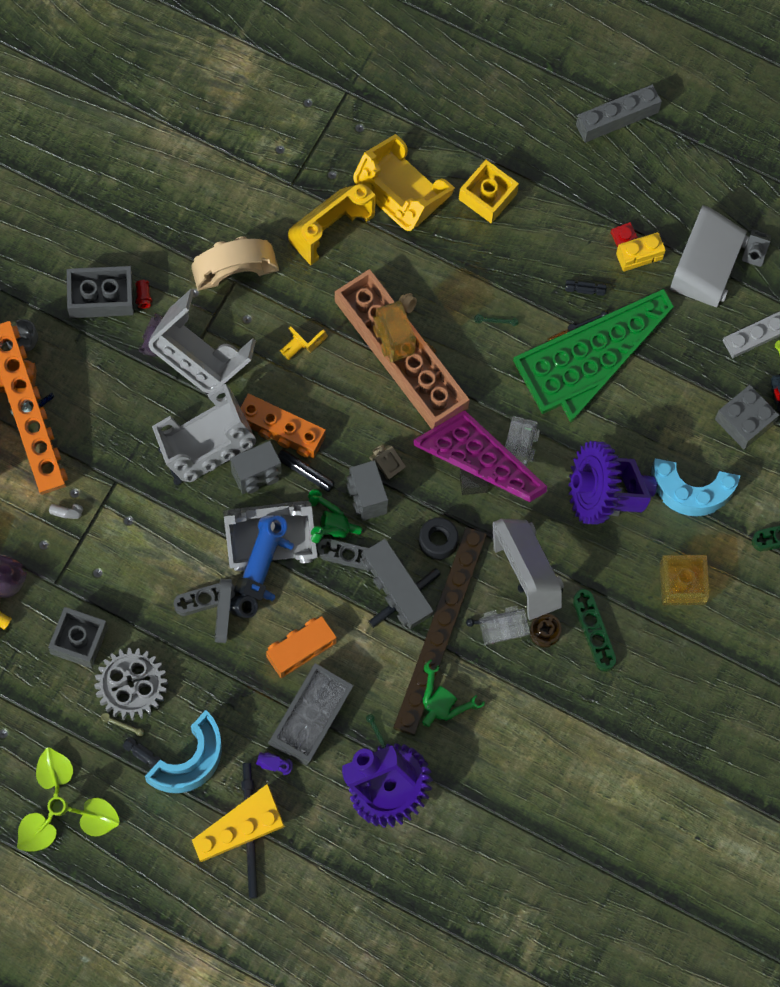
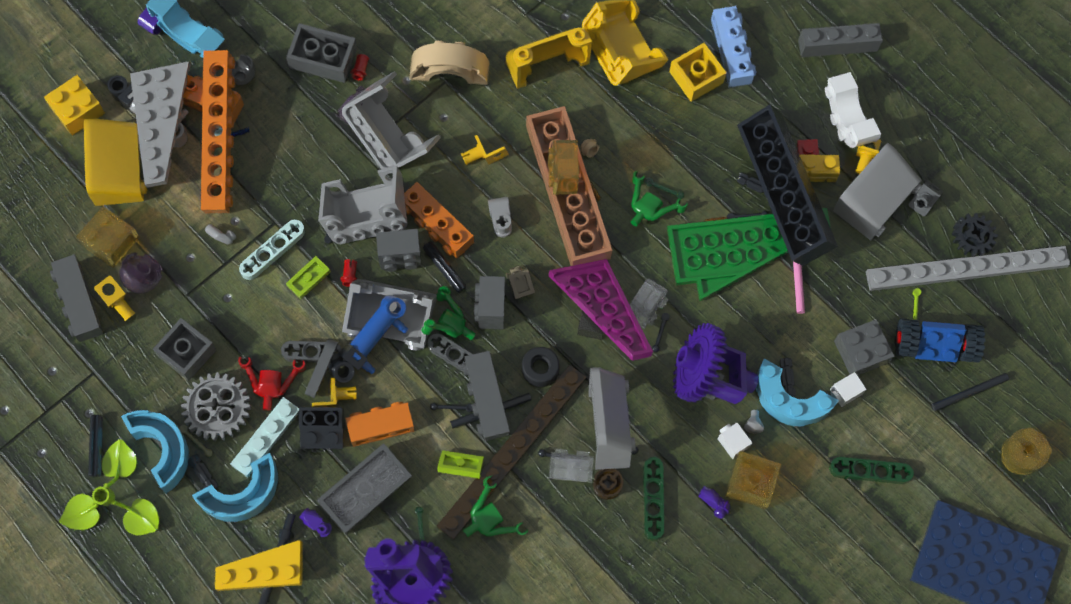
camera: 20 degrees right, 0 degrees up
(23, 762) = (95, 446): none -> black axle
(97, 727) = (174, 445): none -> medium azure brick
(122, 508) = (274, 251): none -> light aqua beam
(173, 525) = (308, 277): none -> lime plate
(174, 642) = (270, 381): none -> red piece
(191, 697) = (265, 436): none -> light aqua plate
(213, 510) = (349, 272): none -> red pin
(244, 669) = (321, 427): none -> black brick
(245, 633) = (343, 393): none -> yellow bracket
(342, 398) = (500, 214): none -> light grey piece
(382, 603) = (434, 406): none -> black hinge
(395, 659) = (460, 464): none -> lime plate
(488, 341) = (649, 204): none -> green piece
(513, 153) = (732, 46): none -> light blue brick
(542, 450) = (665, 317): none -> black hinge
(618, 279) = (787, 186): none -> black brick
(651, 186) = (847, 113): none -> white brick
(652, 547) = (734, 439): none -> white brick
(654, 613) = (713, 499): none -> dark purple arm
(660, 370) = (800, 307): none -> bright pink bar
(666, 525) = (754, 424): none -> light grey rock
(682, 468) = (787, 376): none -> black axle
(684, 222) = (866, 155): none -> yellow bracket
(745, 462) = (848, 389): none -> white brick

